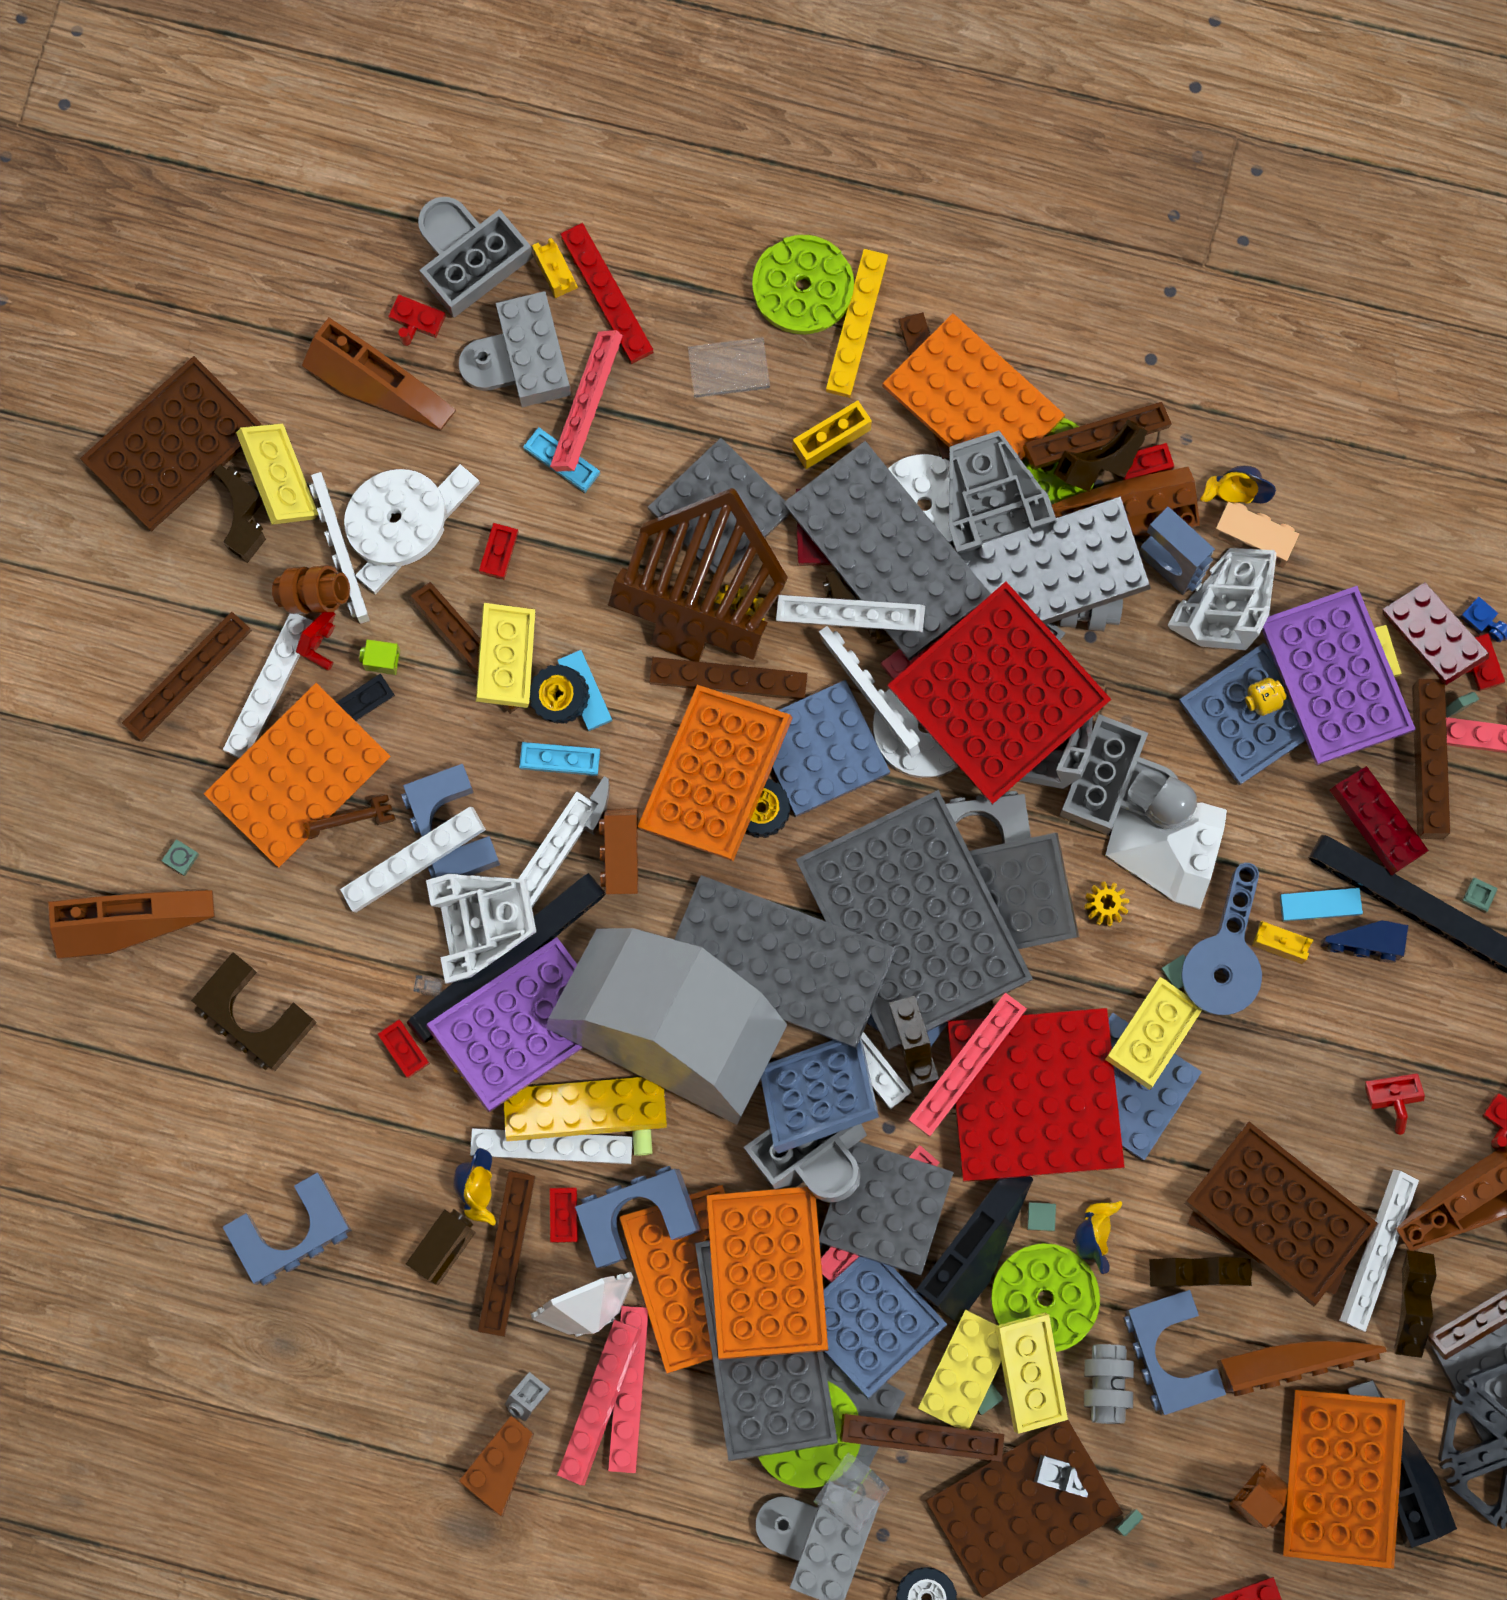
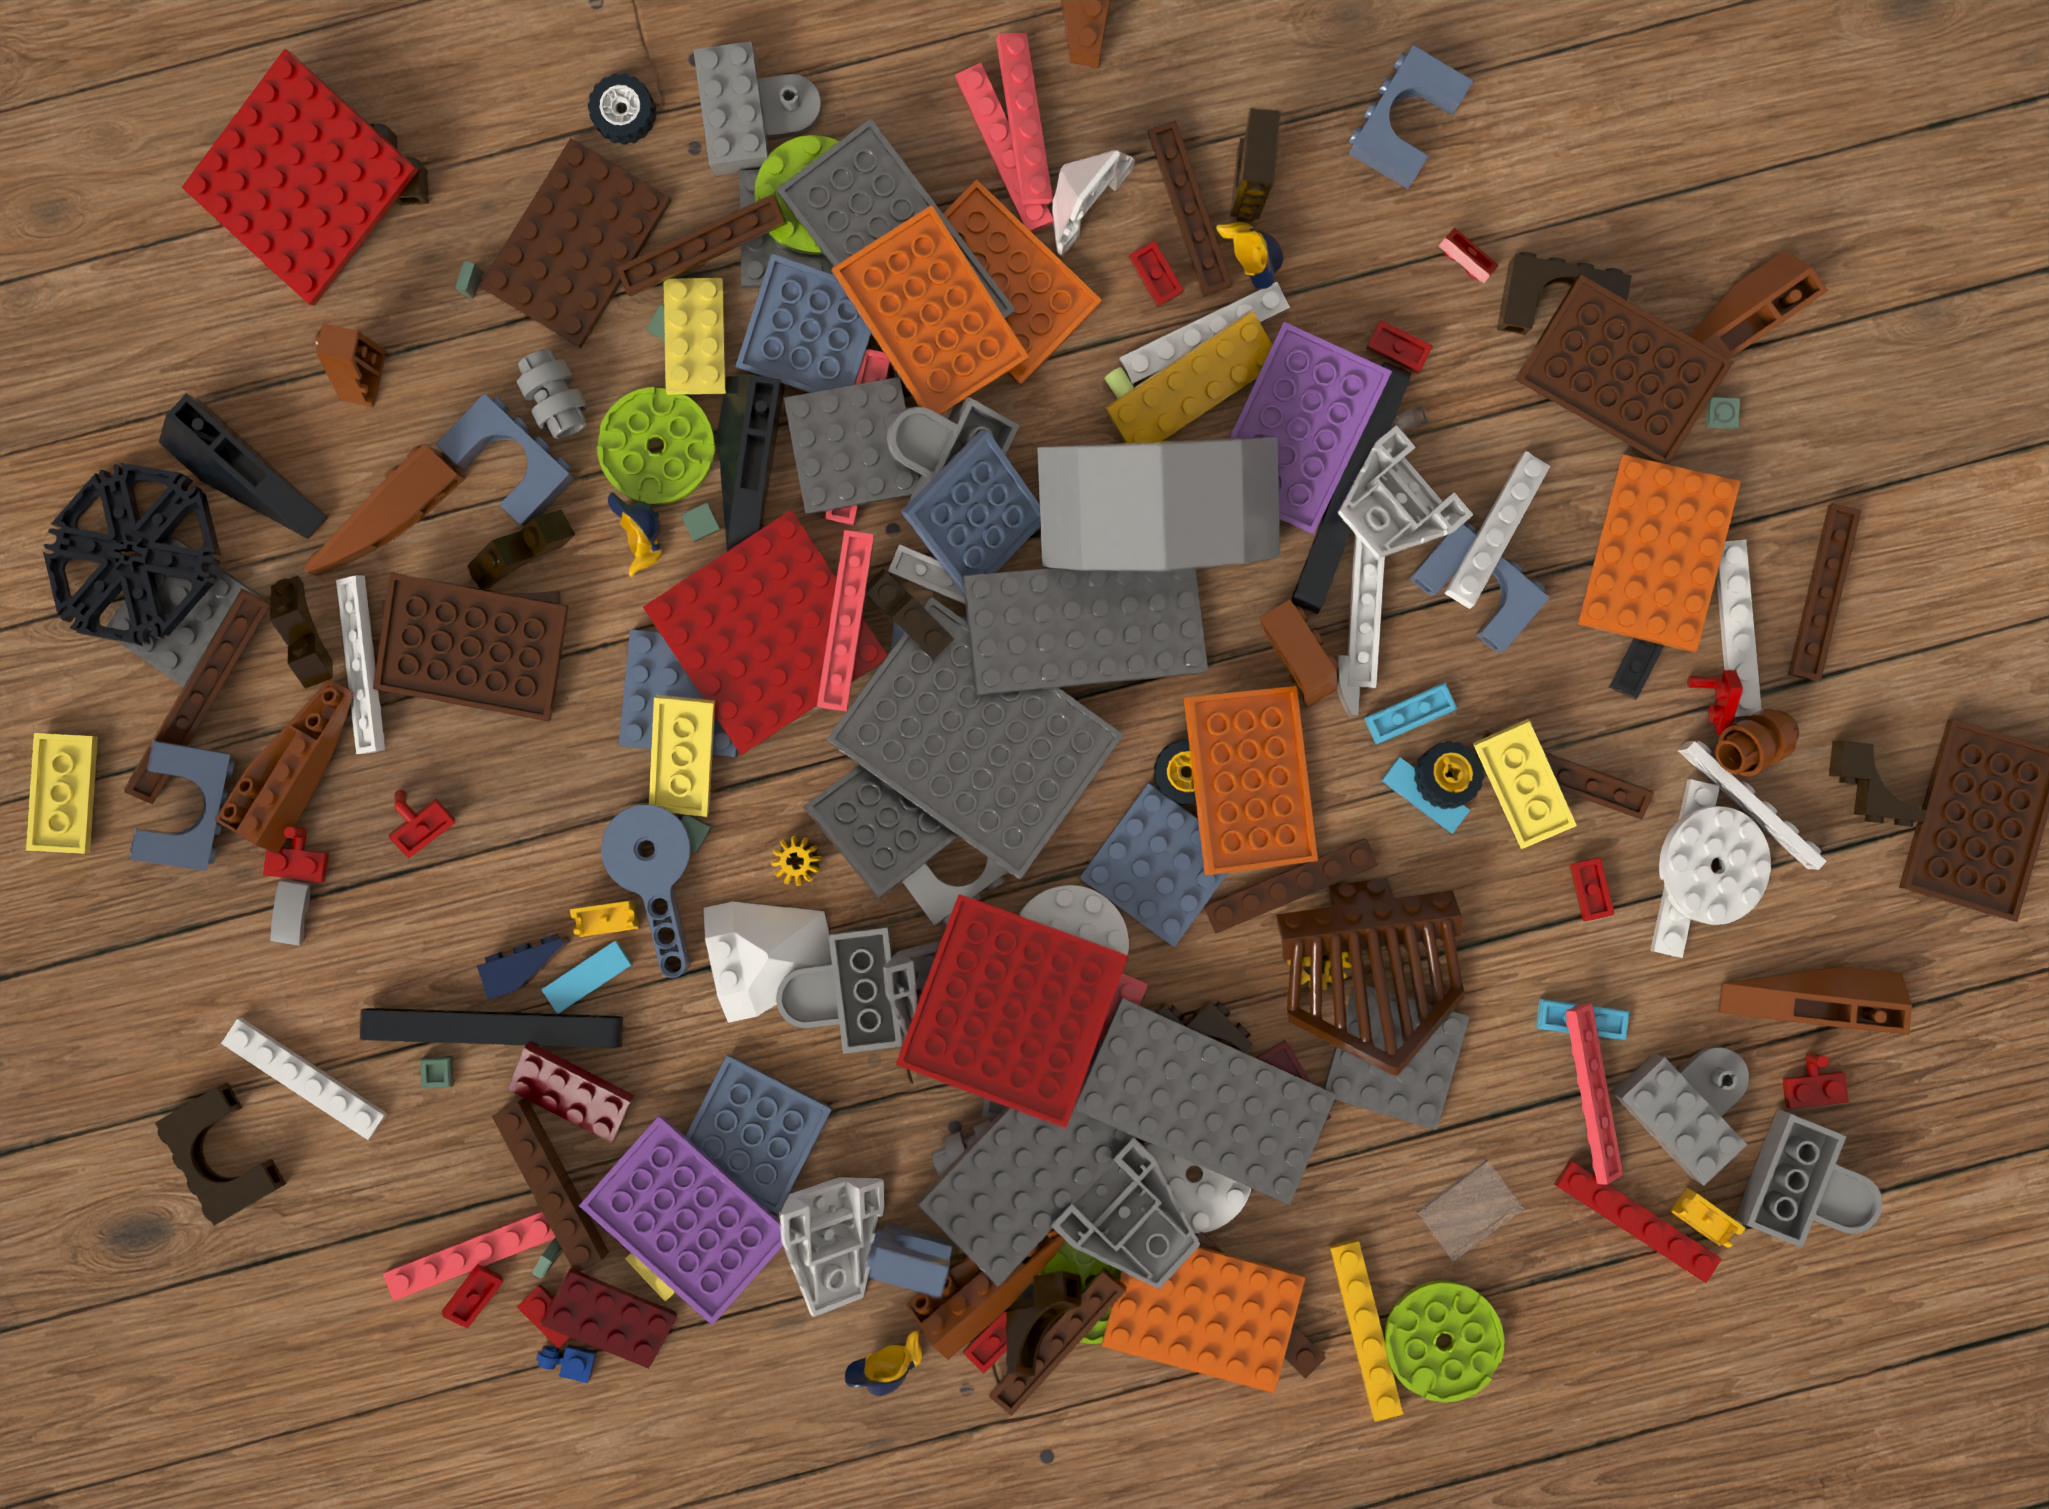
camera: 155 degrees right, 10 degrees up
(243, 929) = (1623, 370): none -> reddish brown plate
(277, 473) = (1861, 844): light yellow plate -> none
(306, 1090) = (1474, 260): none -> red plate
(376, 810) = (1559, 562): reddish brown hinge -> none
(380, 657) = (1646, 716): lime brick -> none
(526, 1397) = (1095, 88): light grey bracket -> none
(600, 1214) = (1072, 342): sand blue arch -> none
(831, 434) = (1326, 1194): yellow brick -> none
(850, 613) = (1204, 1013): white plate -> none
(852, 1493) = (738, 152): clear slope -> none
(877, 699) = (1131, 942): white plate -> none
(1031, 1373) = (630, 364): light yellow plate -> none
(1059, 1476) = (555, 284): slope -> none
(1165, 801) = (789, 990): light grey piece -> none
(1255, 531) = (845, 1327): light nougat brick -> none
(1265, 696) = (745, 1156): yellow head -> none
(1344, 1478) = (282, 425): orange plate -> none

